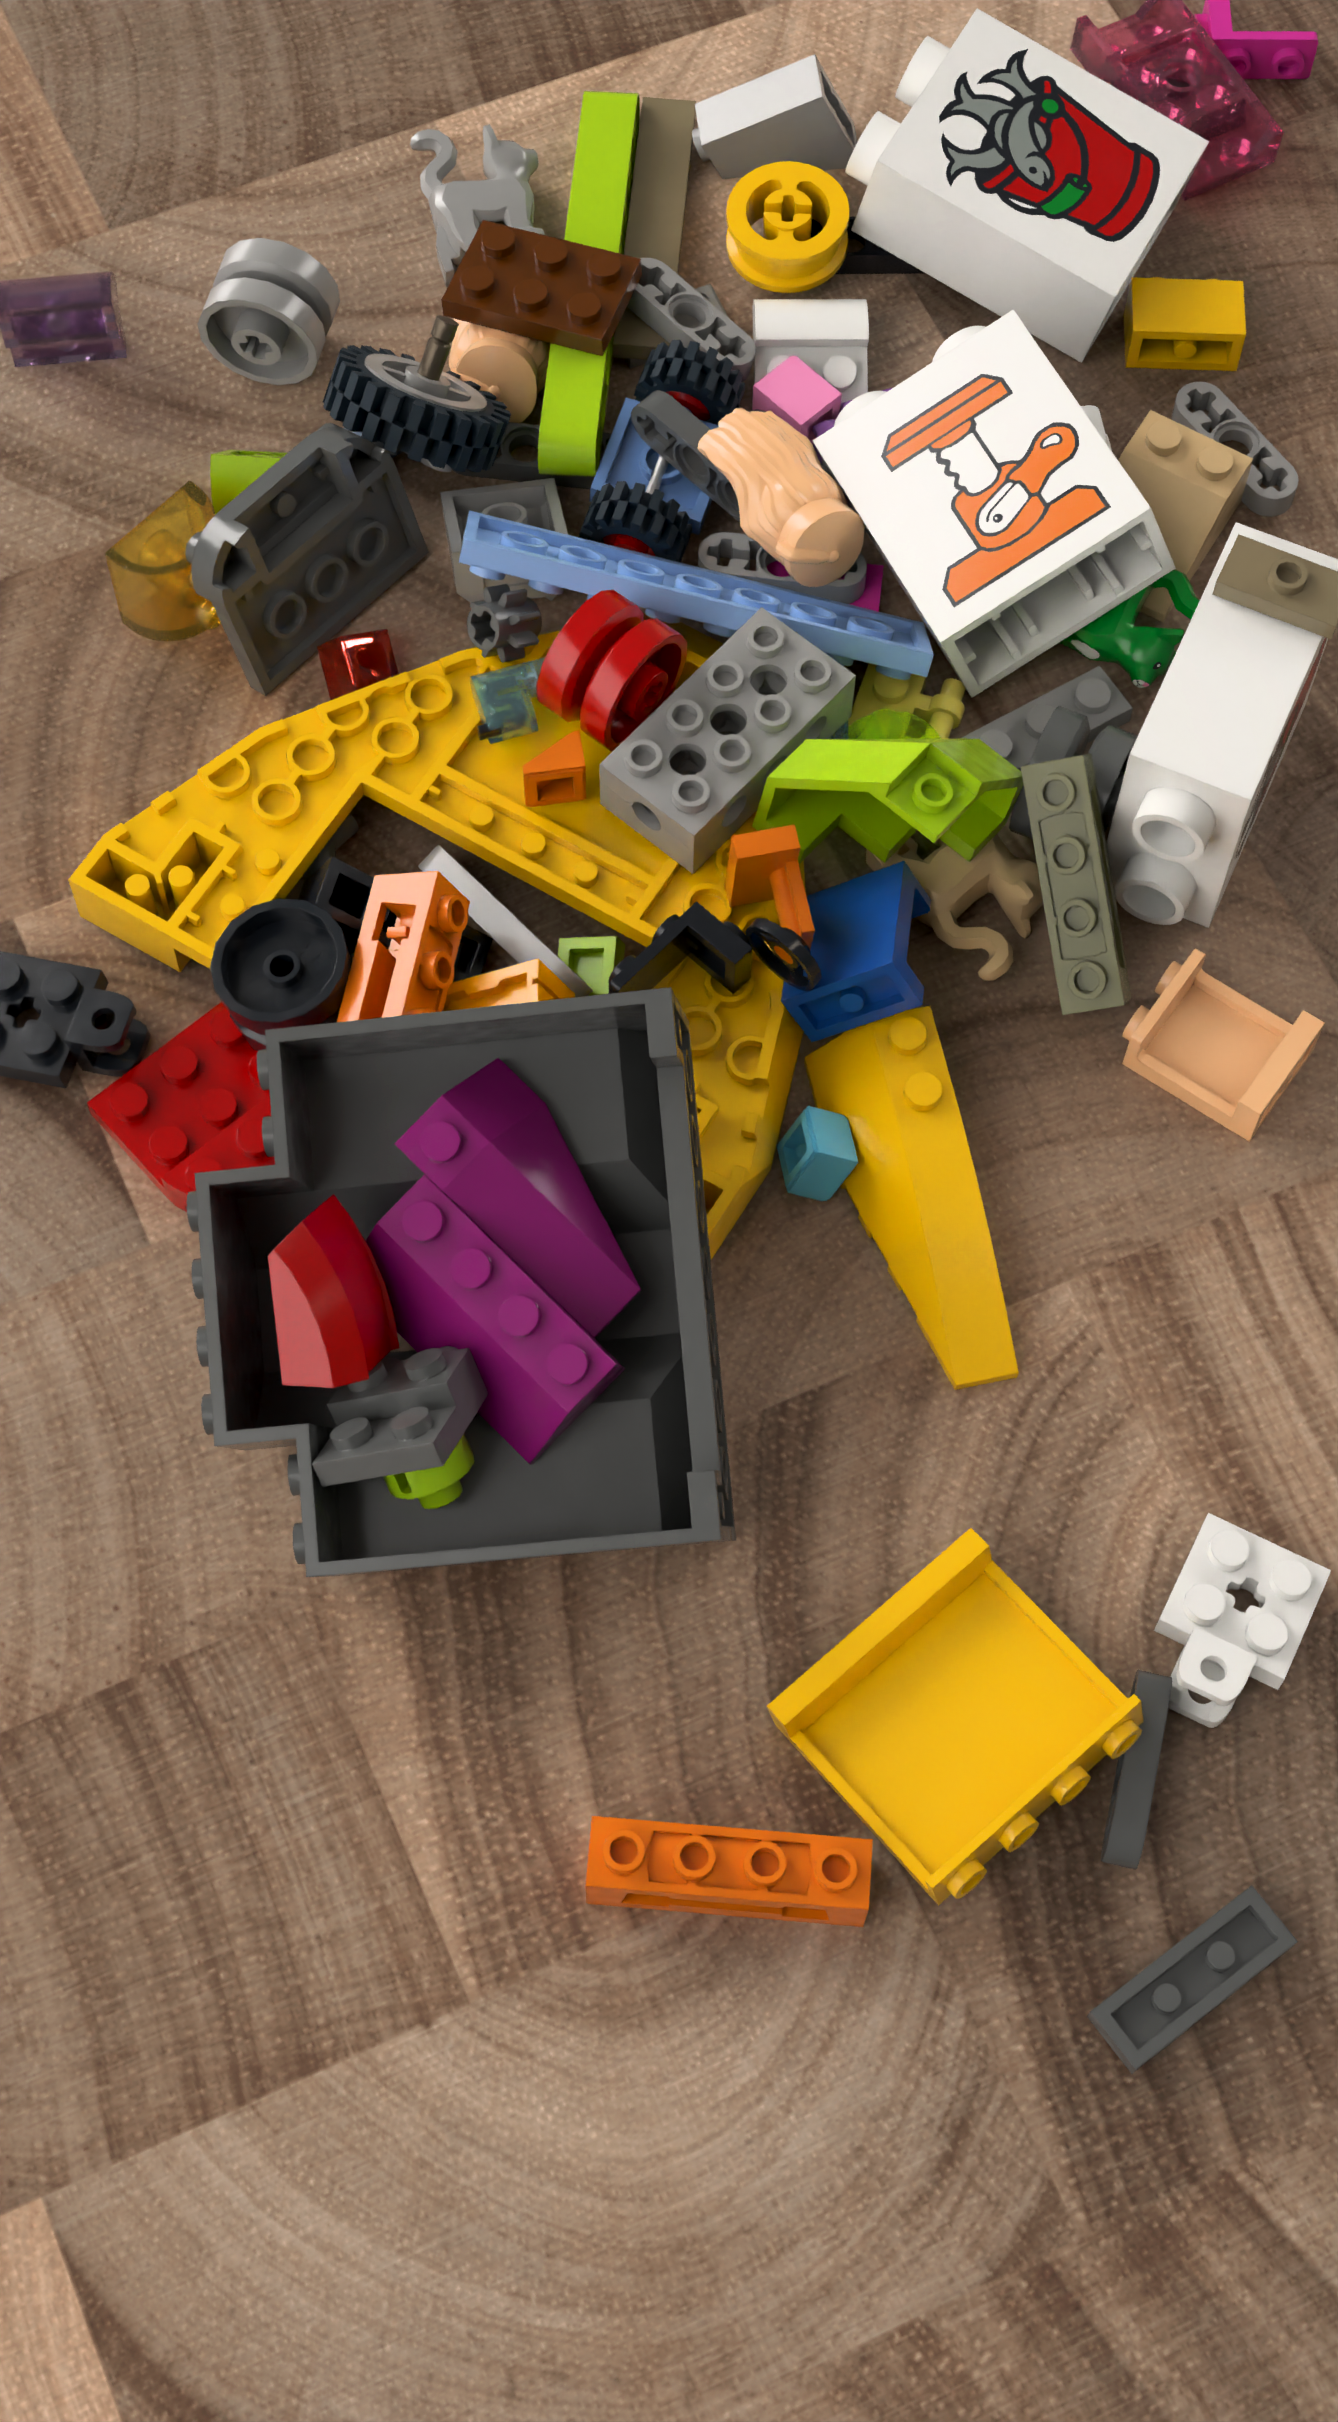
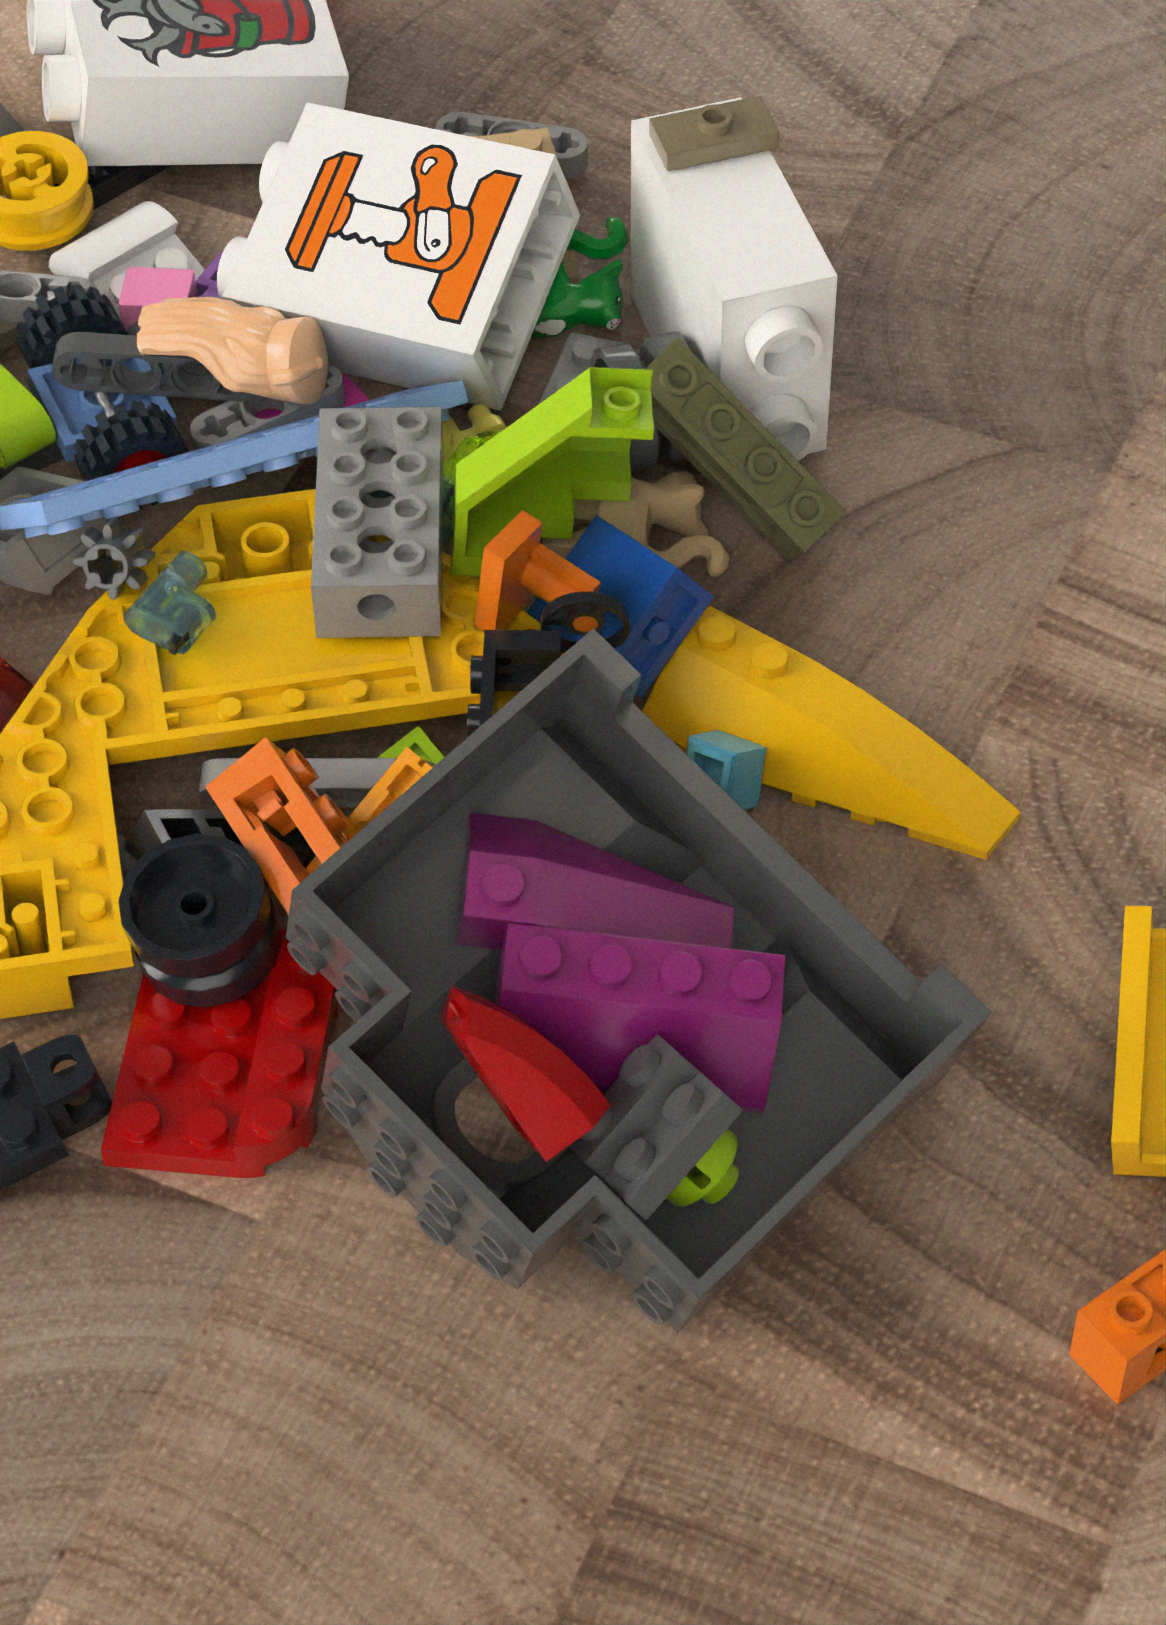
camera: 40 degrees left, 15 degrees down
(556, 774) = (272, 628): orange slope -> none
(610, 668) = (248, 523): red wheel -> none
(1184, 324) = (401, 80): yellow brick -> none
(1217, 1047) = (926, 511): light nougat panel -> none

